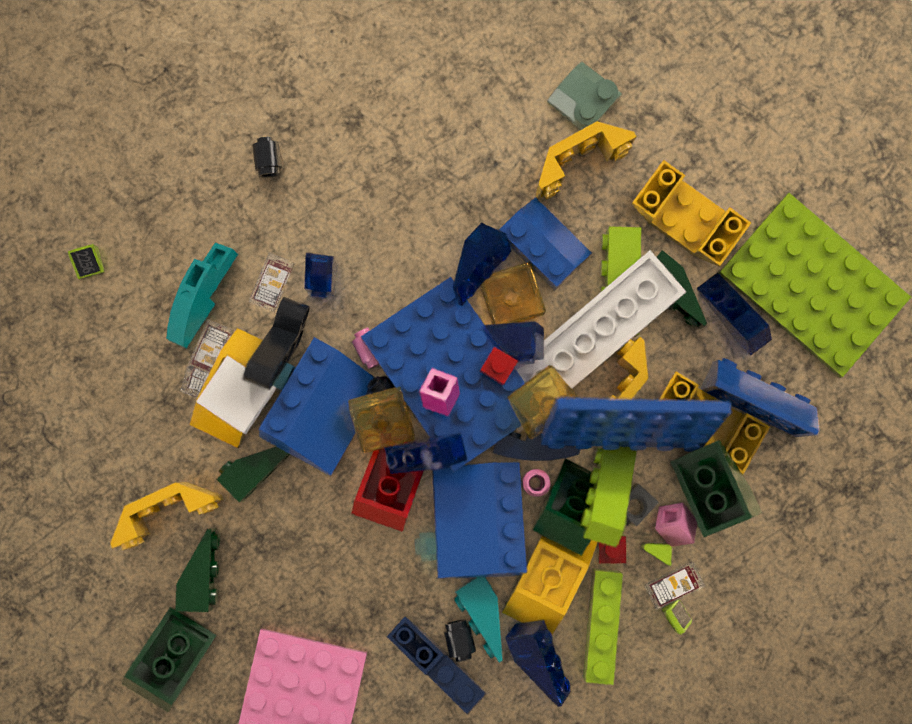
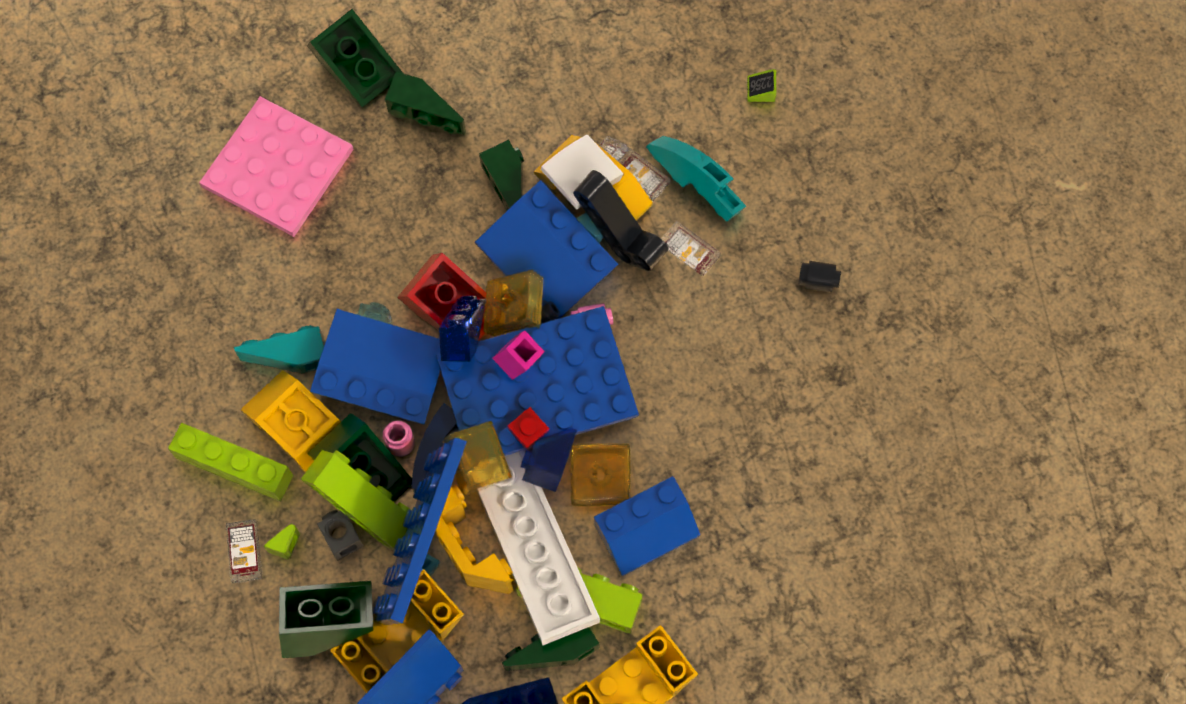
camera: 110 degrees right, 15 degrees down
(131, 525) = (494, 58): yellow slope -> none
(320, 275) = (680, 290): clear blue slope -> none
(436, 664) = (257, 294): dark blue slope -> none
(459, 640) = (270, 320): black brick -> none
(479, 258) = (646, 444): clear blue slope -> none
(536, 656) = (224, 388): clear blue slope -> none
(584, 96) = (796, 620): sand green slope -> none
(611, 140) = (719, 548): yellow slope -> none
(612, 554) = (303, 500): red plate -> none
(676, 524) = (304, 568): bright pink panel -> none
(677, 616) = (210, 542): slope -> none

